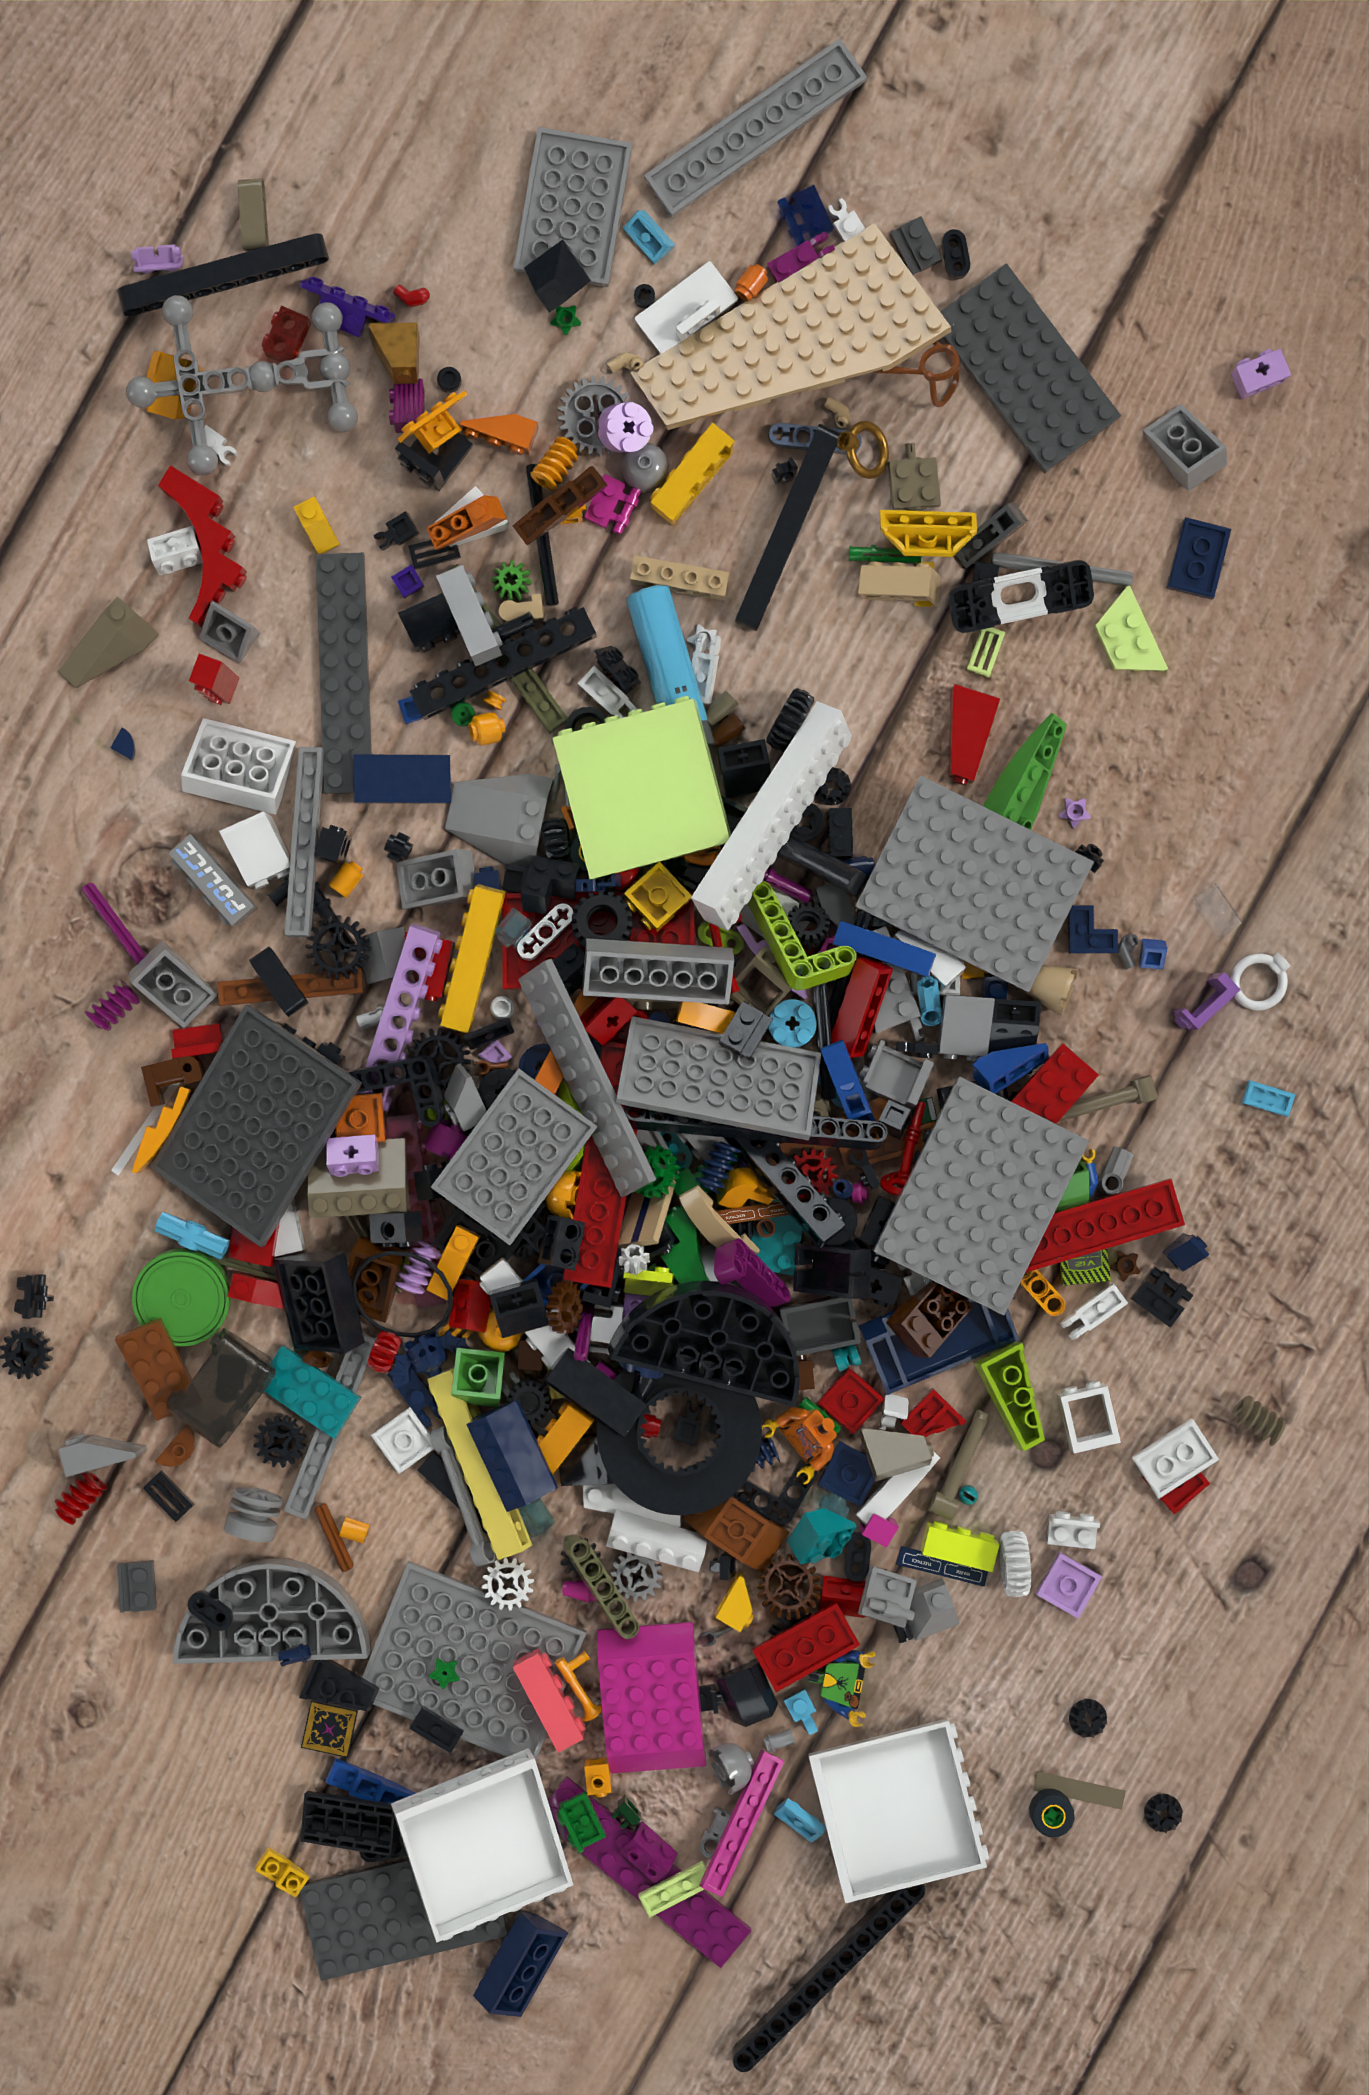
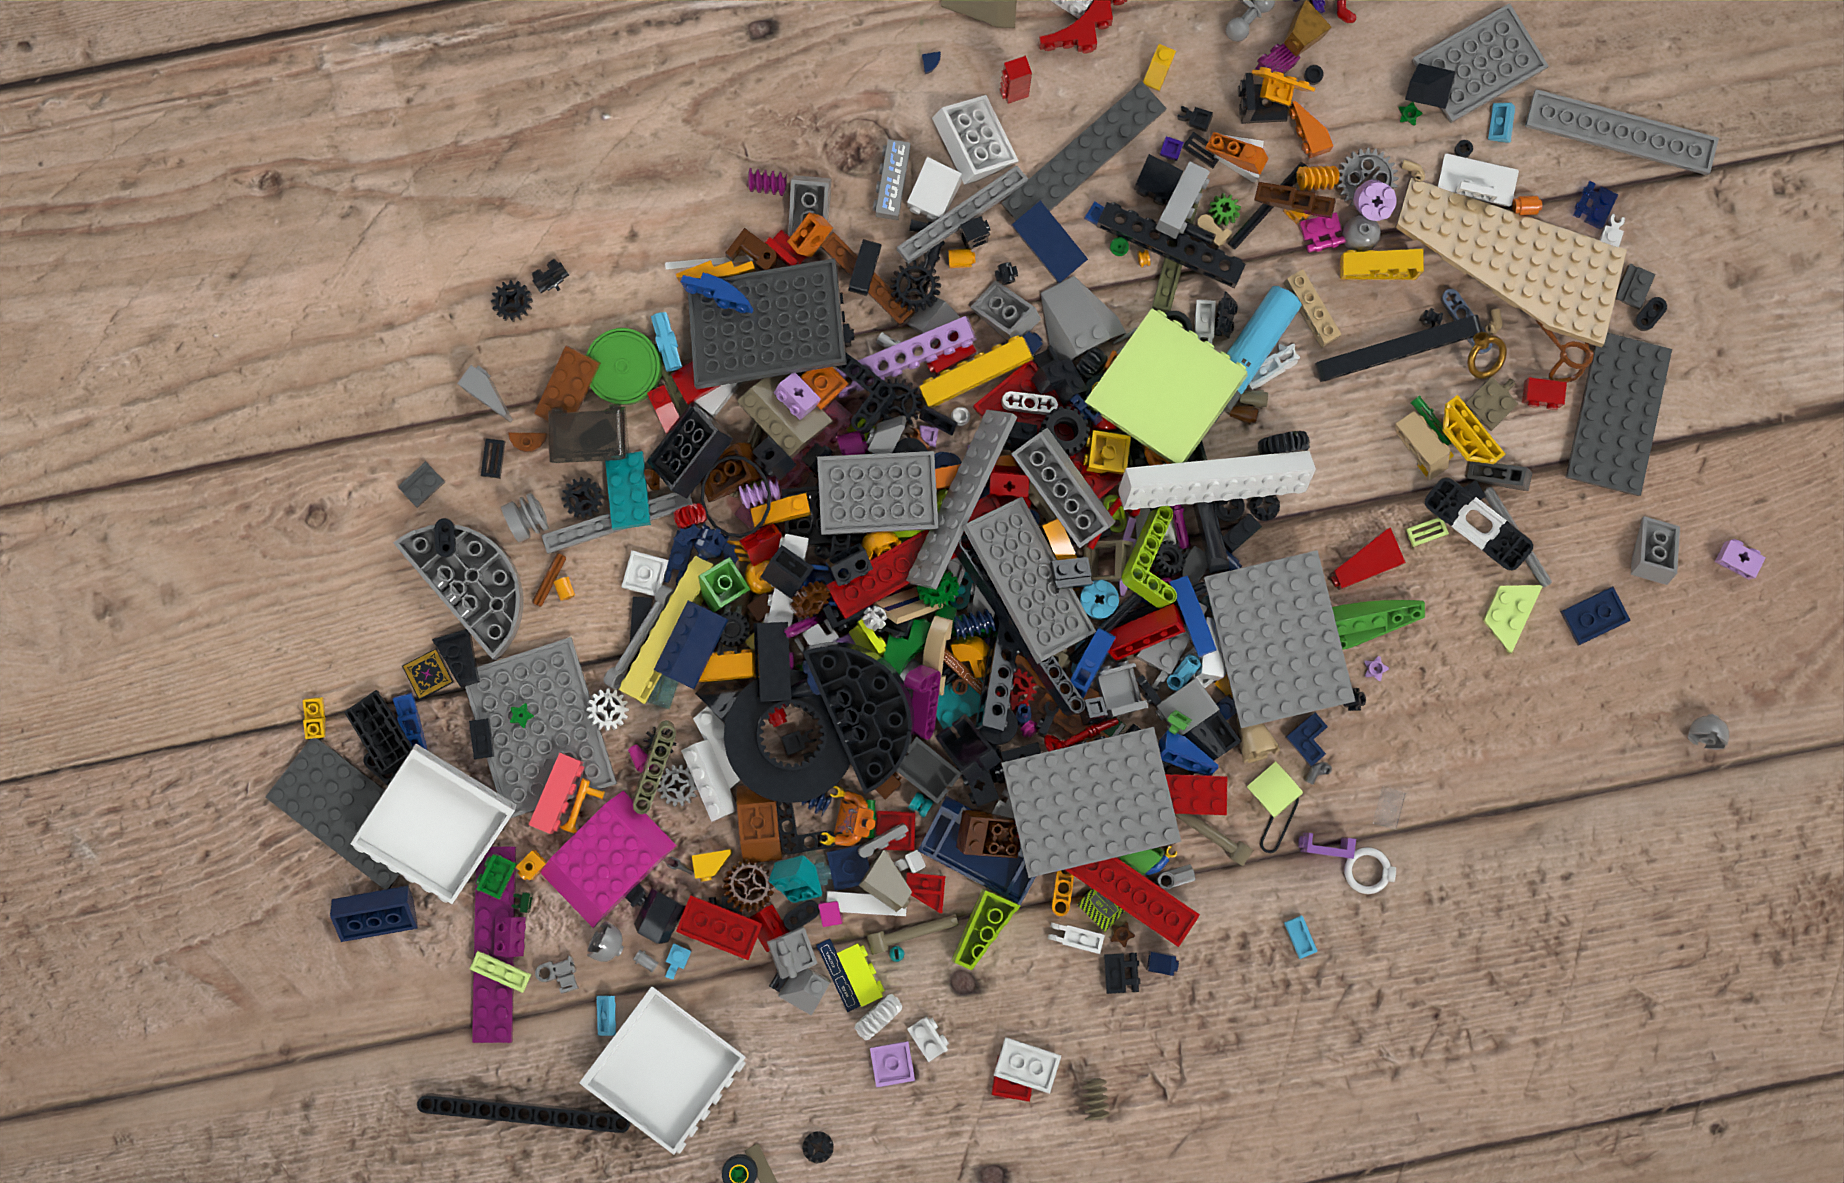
camera: 40 degrees right, 5 degrees down
(80, 1497) = (449, 404): red piece -> none
(113, 922) = (817, 141): magenta axle -> none
(183, 1144) = (724, 293): none -> blue slope
(201, 1008) = (810, 234): none -> orange brick
(228, 632) = (1050, 67): light grey slope -> none
(295, 1655) = (462, 614): dark blue pin -> none
(486, 728) = (1122, 267): light orange head -> none
(513, 928) = (1015, 381): clear light blue brick -> none
(725, 1565) = (729, 836): black tile -> none
(741, 1823) = (575, 978): dark pink plate -> none
(744, 767) = (1230, 440): black slope -> none
(798, 258) = (1566, 221): magenta hinge -> none
(842, 1683) = (715, 970): torso -> none
(851, 1424) = (882, 840): none -> light grey hinge
(947, 423) = (1544, 393): none -> red brick
(973, 1047) = (1178, 722): none -> bright green tile
(1092, 1441) = (1028, 976): white window -> none
(1110, 1006) = (1275, 789): none -> yellowish green slope
(1152, 1022) = (1283, 833): none -> black piece
(1153, 954) = (1329, 790): blue slope -> none

